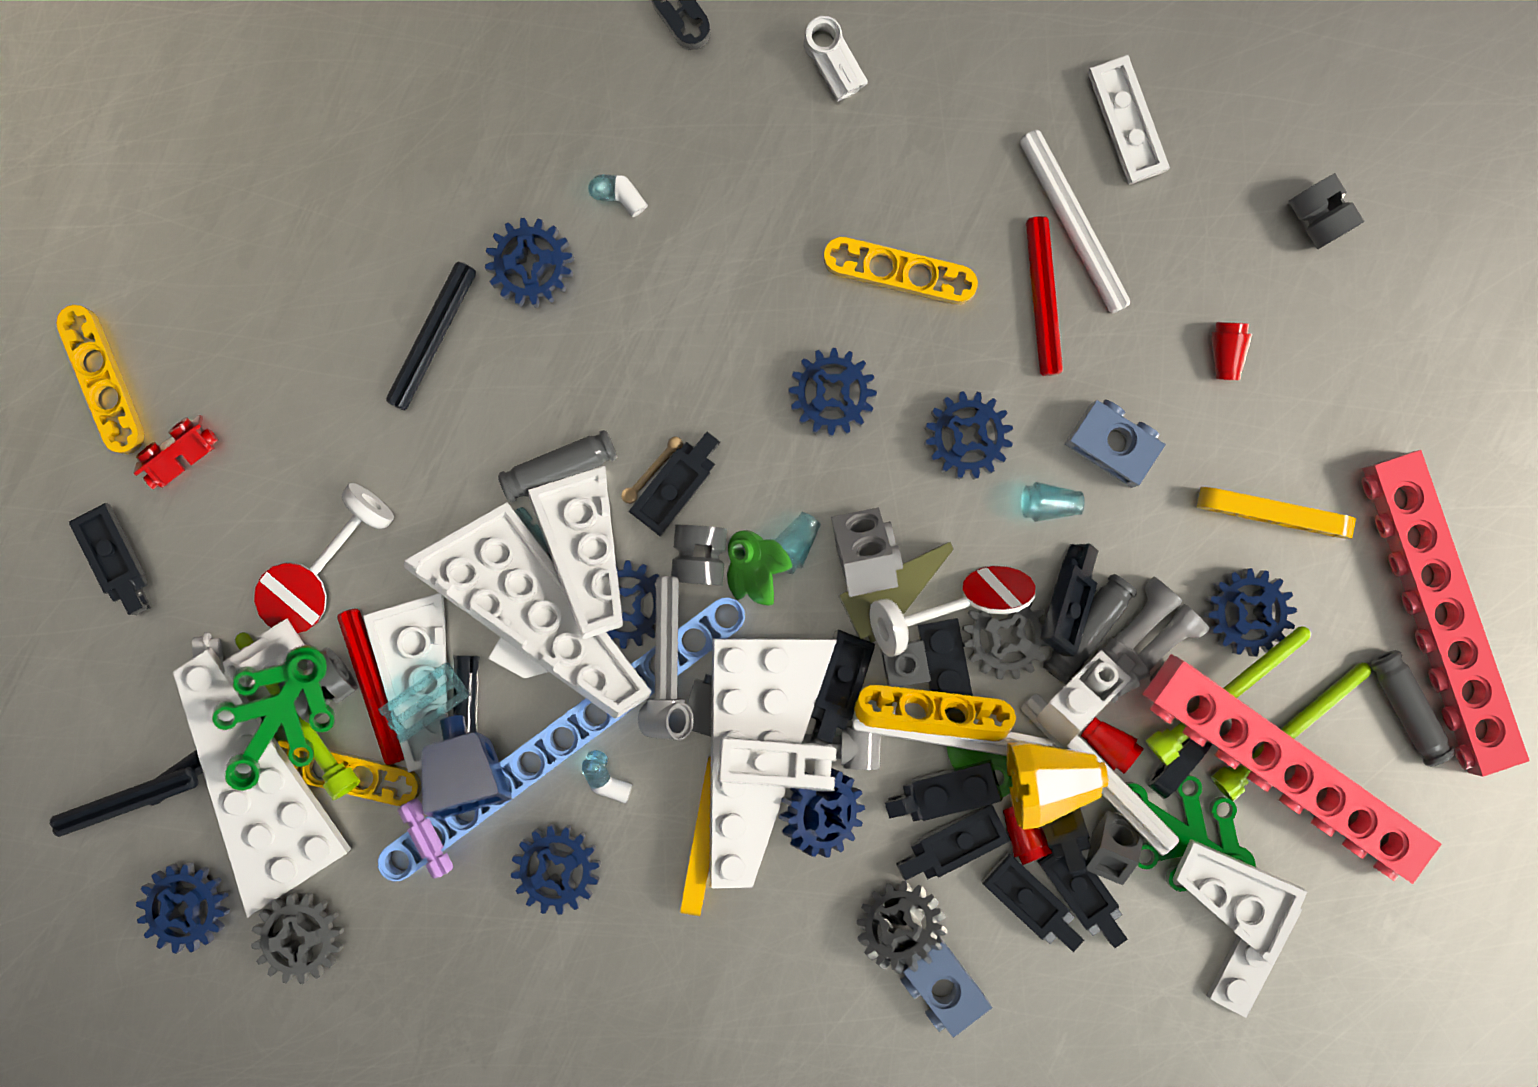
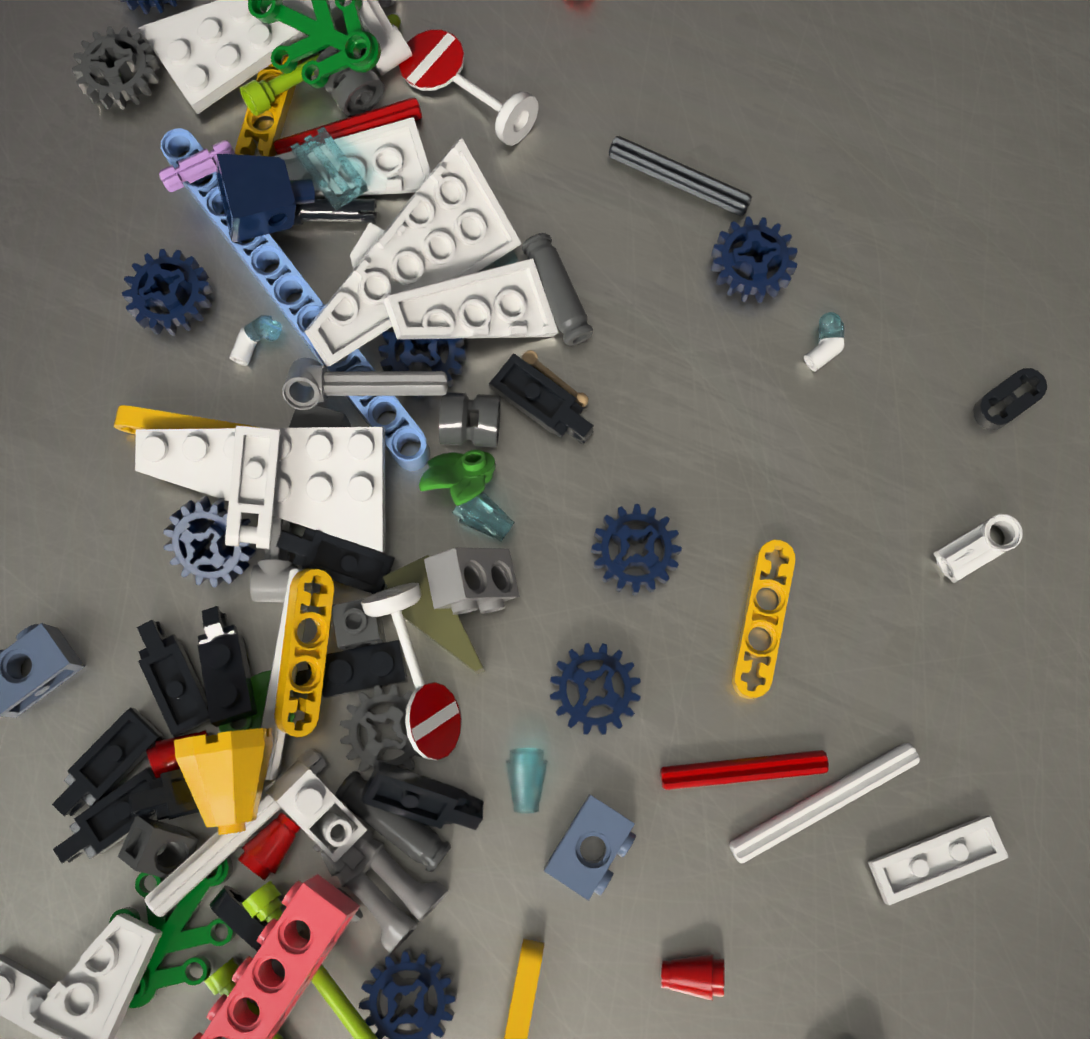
camera: 90 degrees right, 10 degrees down
(905, 913) = (78, 608): dark grey gear -> none

